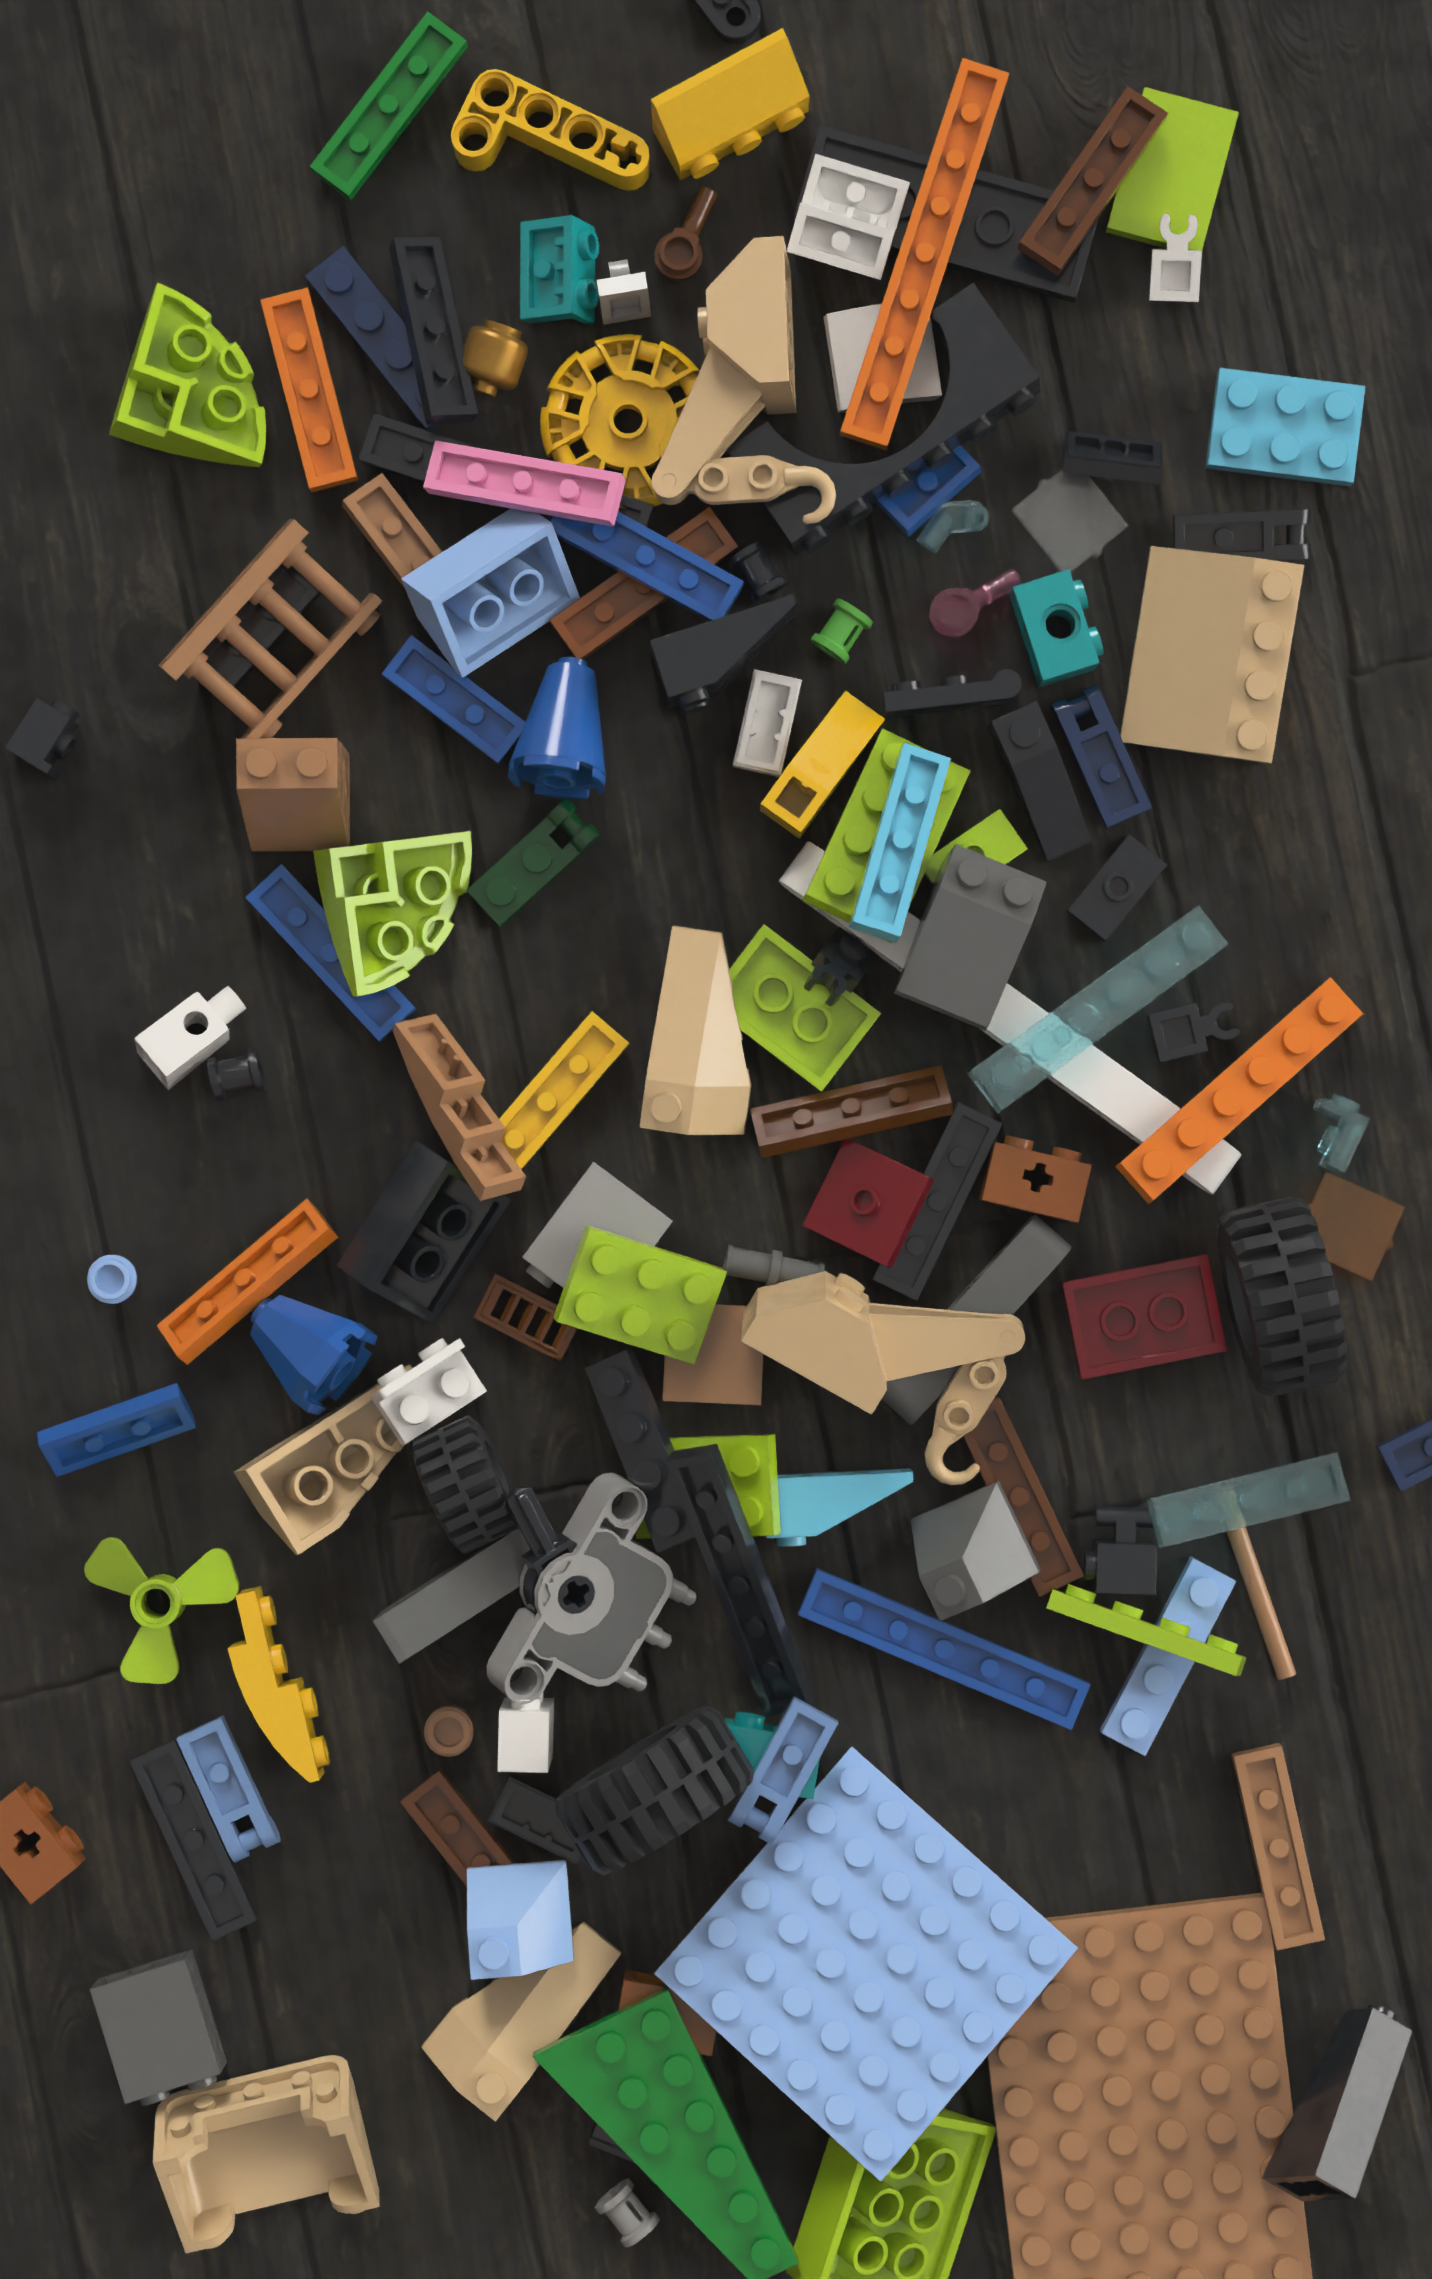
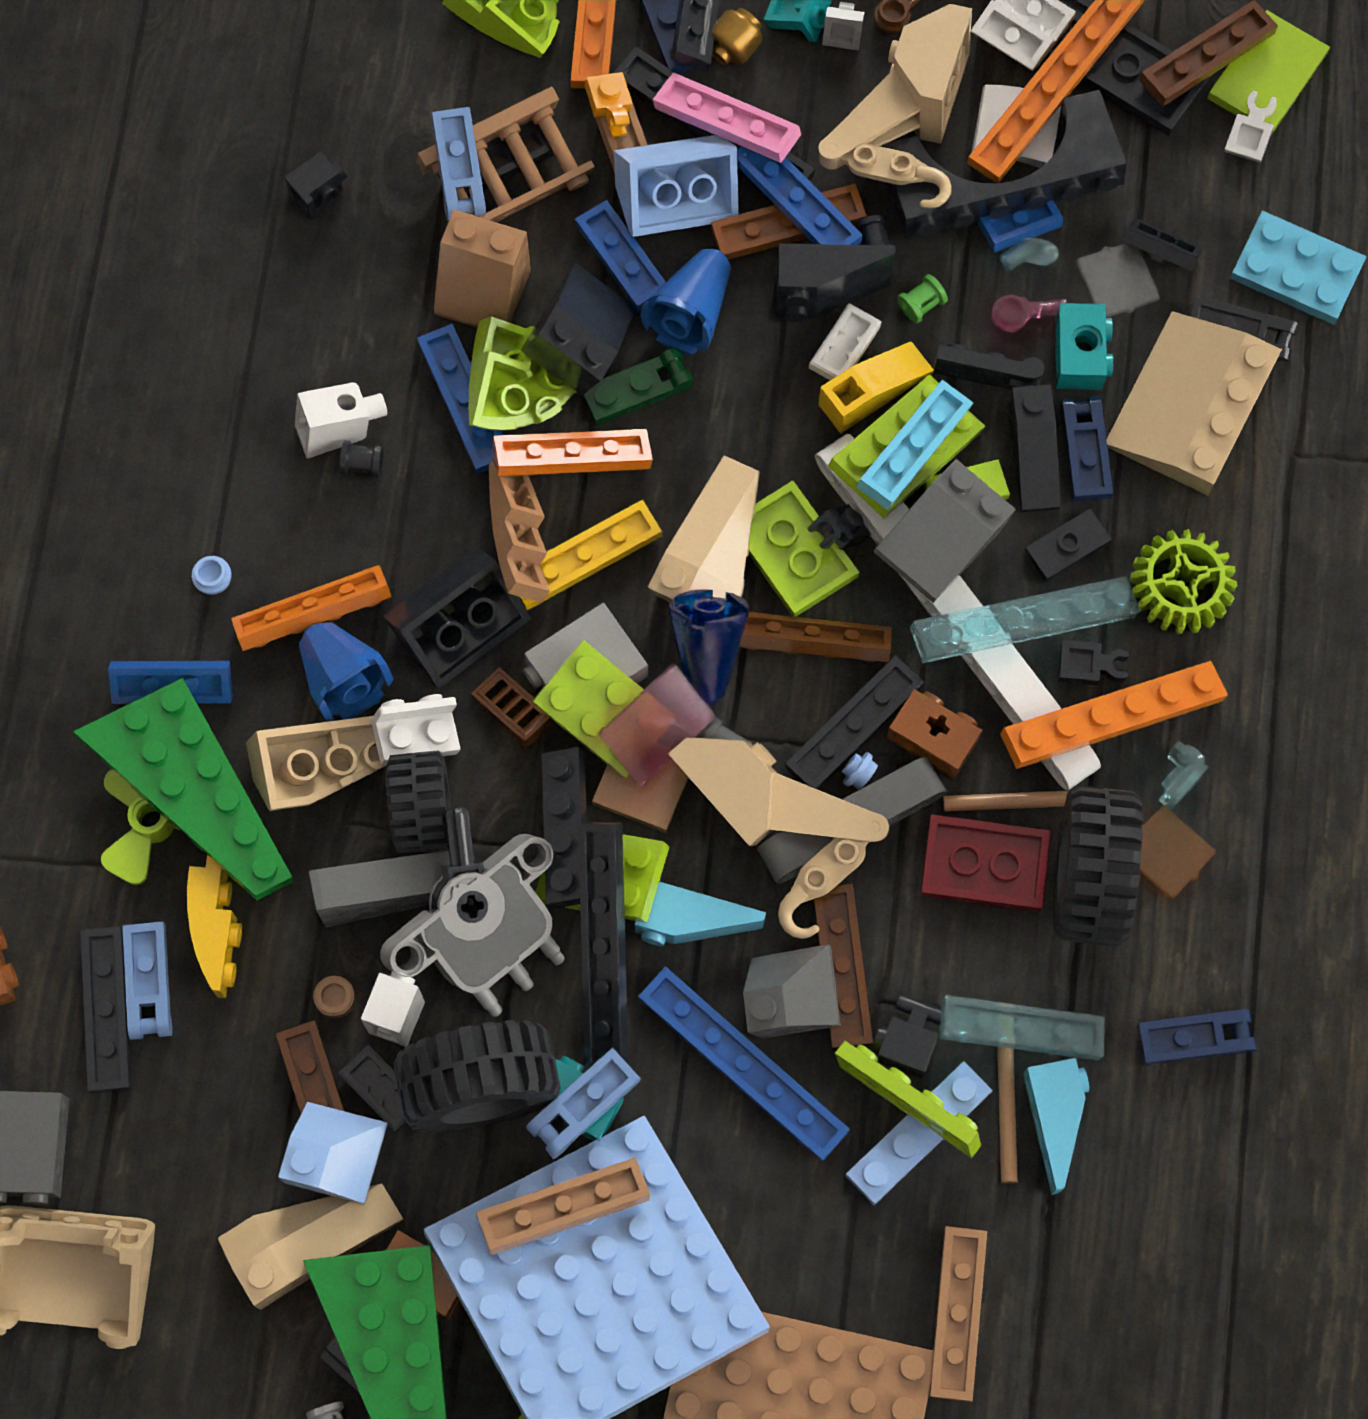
camera: 20 degrees right, 15 degrees down
(172, 1539) = (183, 773): none -> green wing
(214, 663) = (458, 160): none -> medium blue plate
(369, 500) = (611, 99): none -> light orange plate
(443, 822) = (580, 330): none -> black slope
(487, 982) = (572, 452): none -> plate
(602, 401) = (802, 93): yellow plate -> none
(710, 1295) = (656, 724): none -> piece
(732, 1166) = (708, 638): none -> clear blue cone
(802, 1898) = (562, 1206): none -> medium nougat plate
(868, 1202) = (801, 706): dark red plate -> none
(961, 1256) = (859, 770): none -> light blue plate
(1162, 1222) = (1004, 801): none -> medium nougat bar
(1304, 868) = (1211, 571): none -> lime gear
(1318, 1579) = (1056, 1106): none -> medium azure slope

